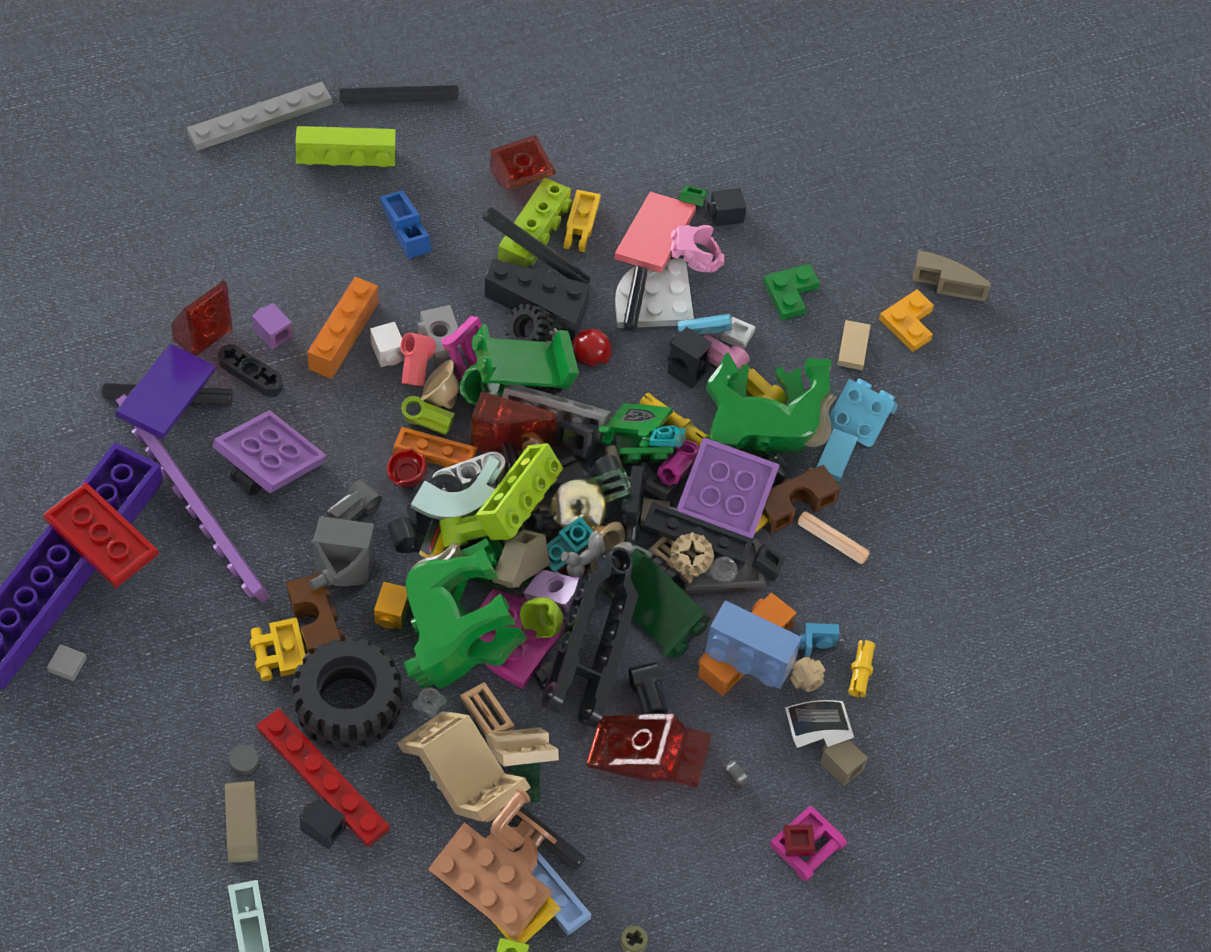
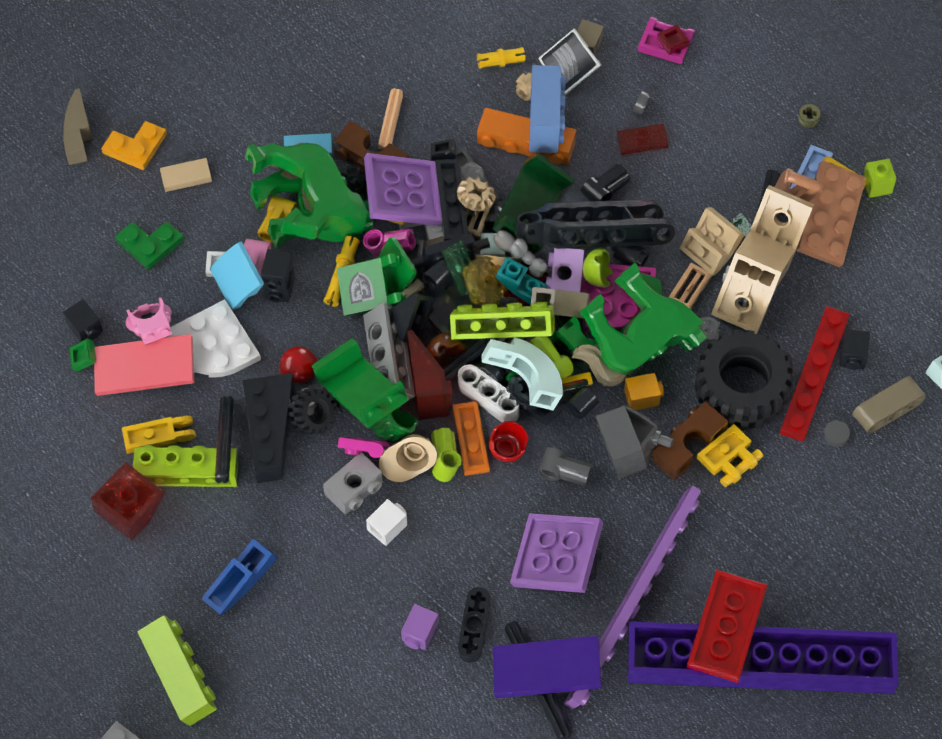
camera: 110 degrees left, 5 degrees up
(66, 662) = (838, 609): light grey tile -> none
(203, 320) = (454, 677): clear red slope -> none
(343, 327) = (389, 565): orange brick -> none
(401, 93) = (78, 665): black axle -> none
(417, 351) = (395, 485): coral piece -> none
(635, 298) = (233, 344): black axle -> none
(639, 746) = (661, 170): clear red slope -> none
(668, 437) = (382, 244): teal slope -> none
(818, 635) = (492, 95): dark azure bracket -> none
(862, 411) = (250, 130): medium azure bracket -> none

